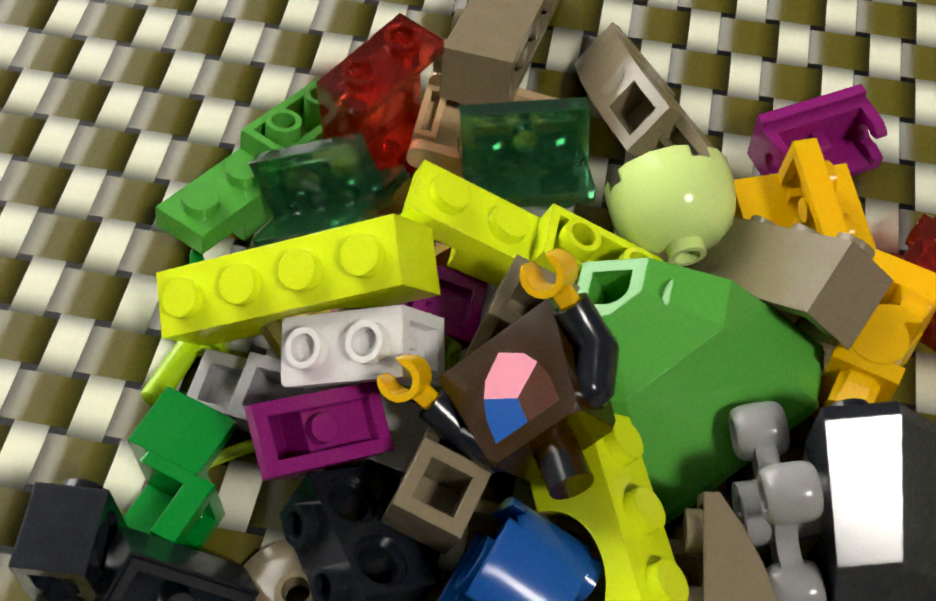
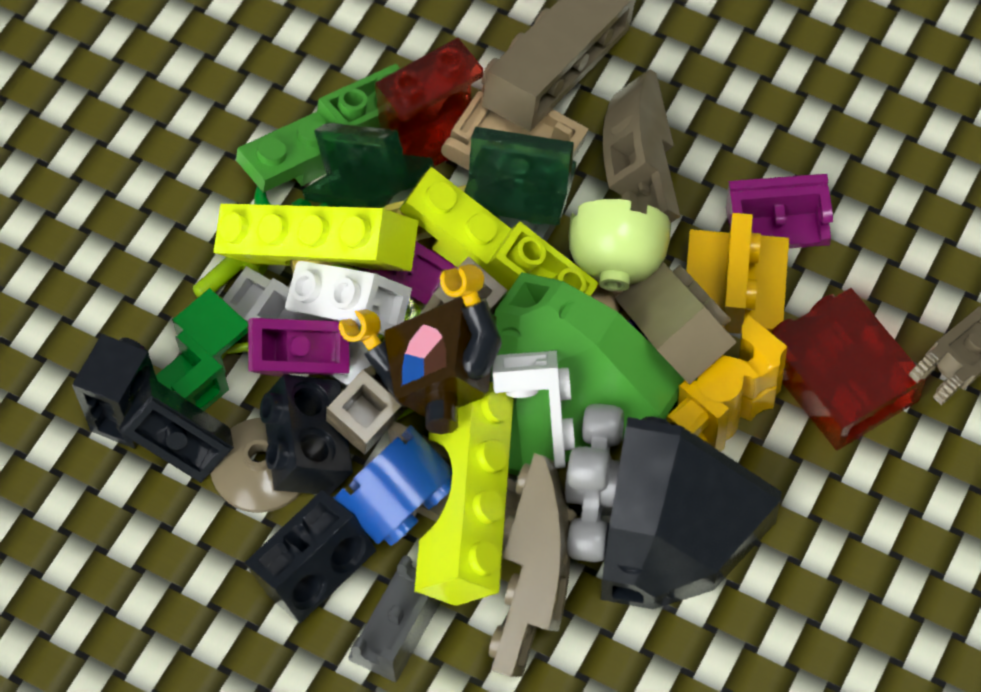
camera: 20 degrees right, 5 degrees up
(656, 383) = (524, 375): none -> white bracket

